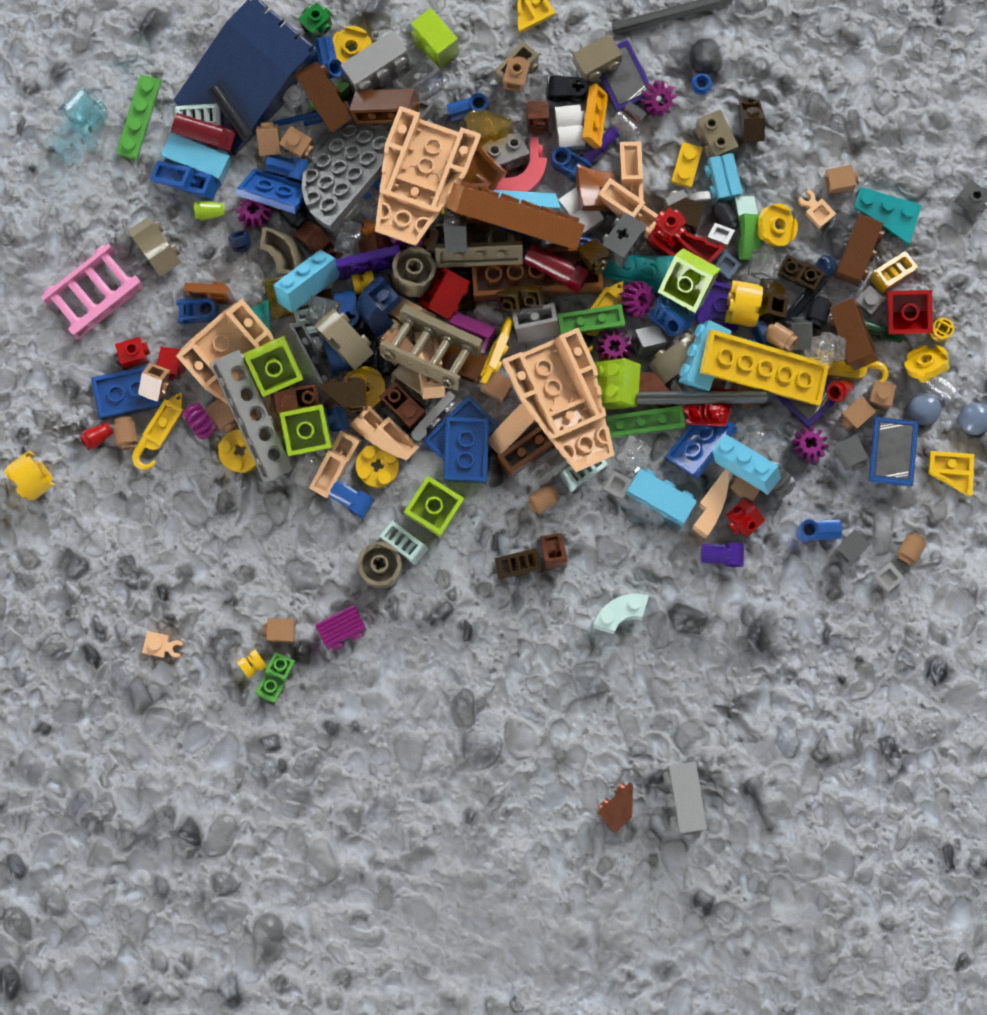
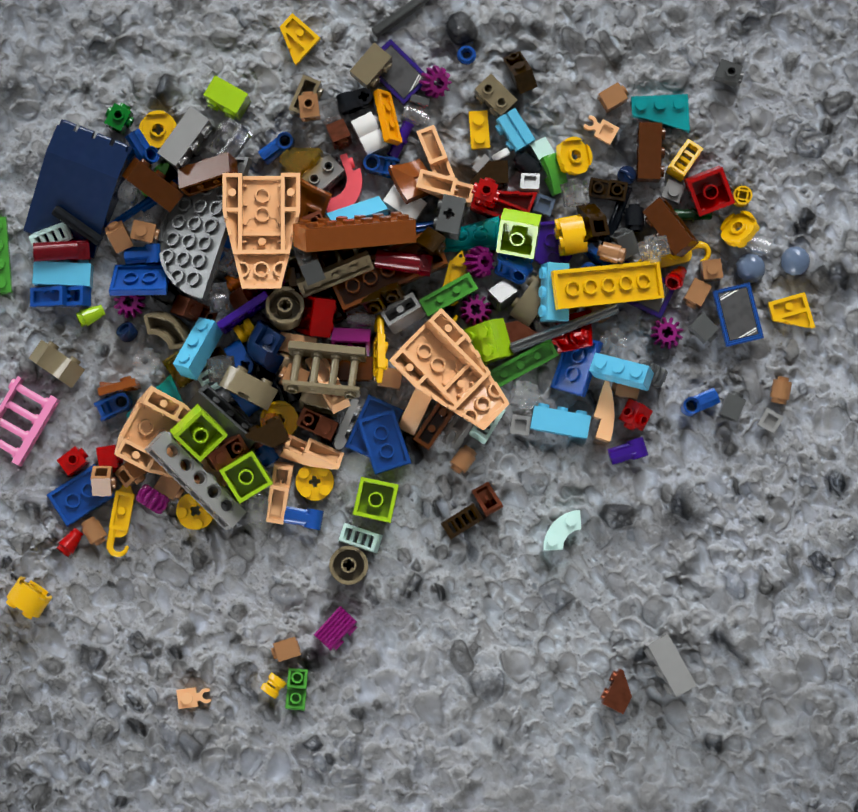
camera: 20 degrees left, 5 degrees up
(187, 387) = (130, 474): none -> medium nougat brick

